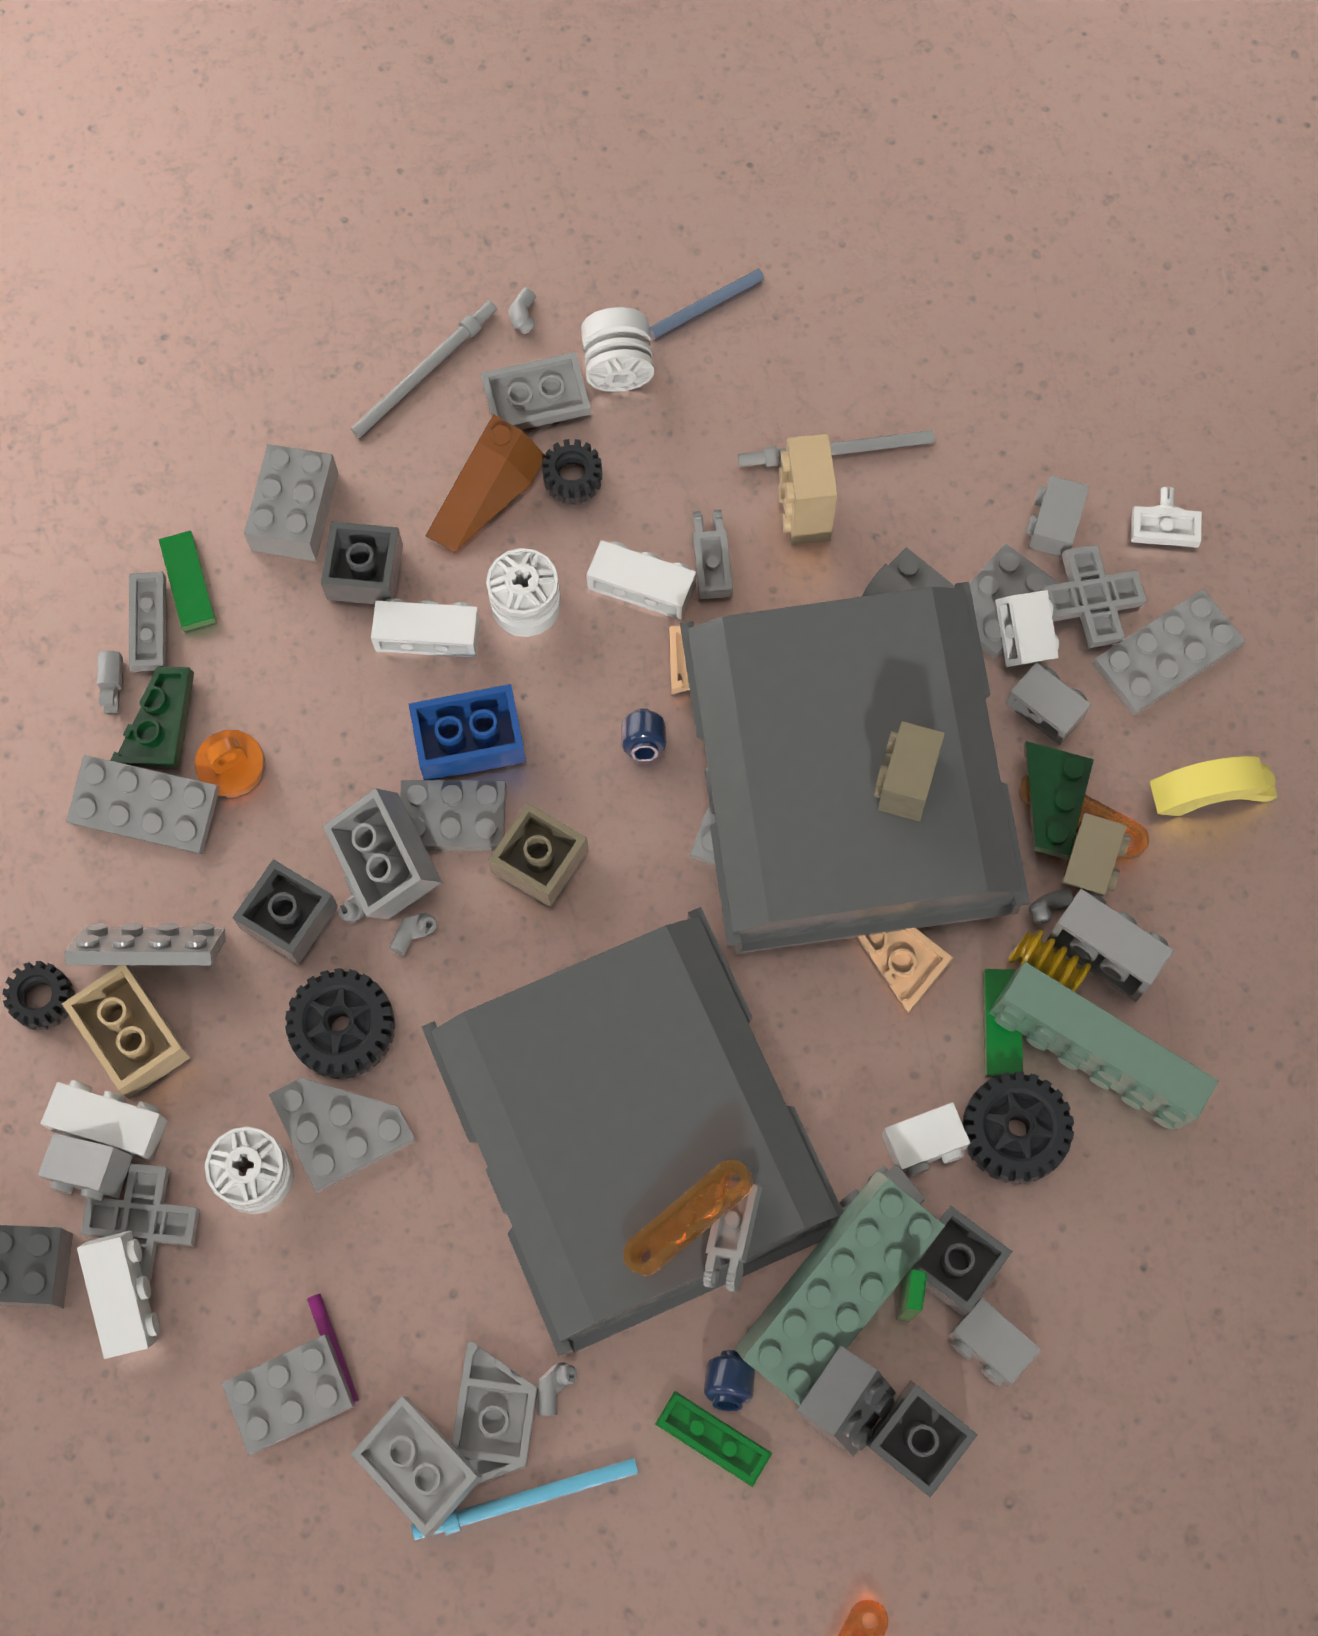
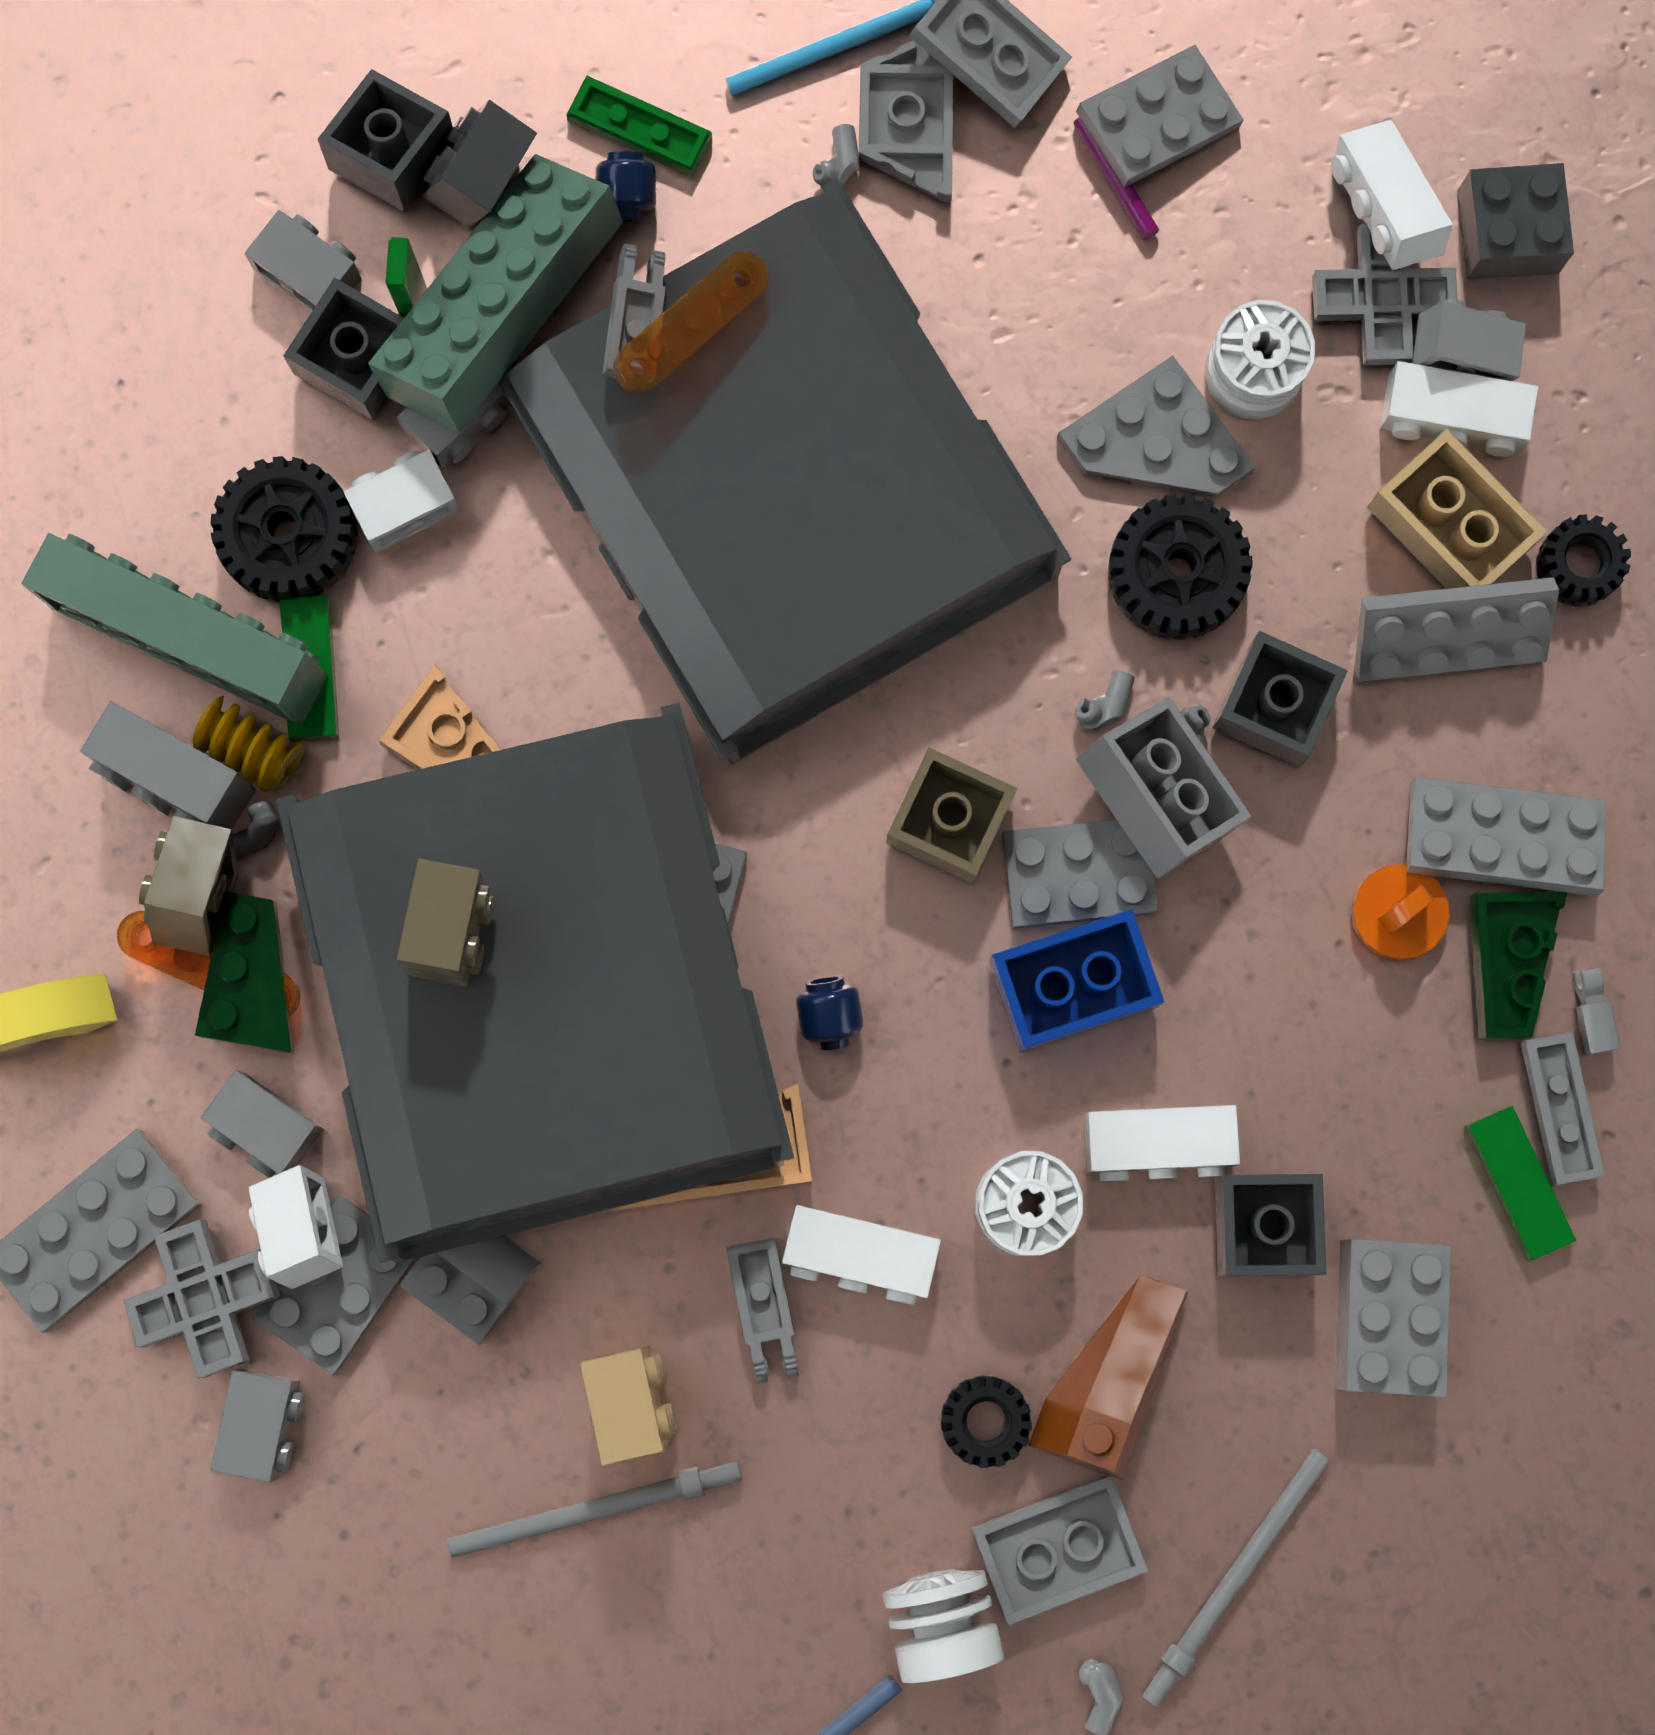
camera: 170 degrees right, 10 degrees up
(1166, 523) = (95, 1434): white plate -> none

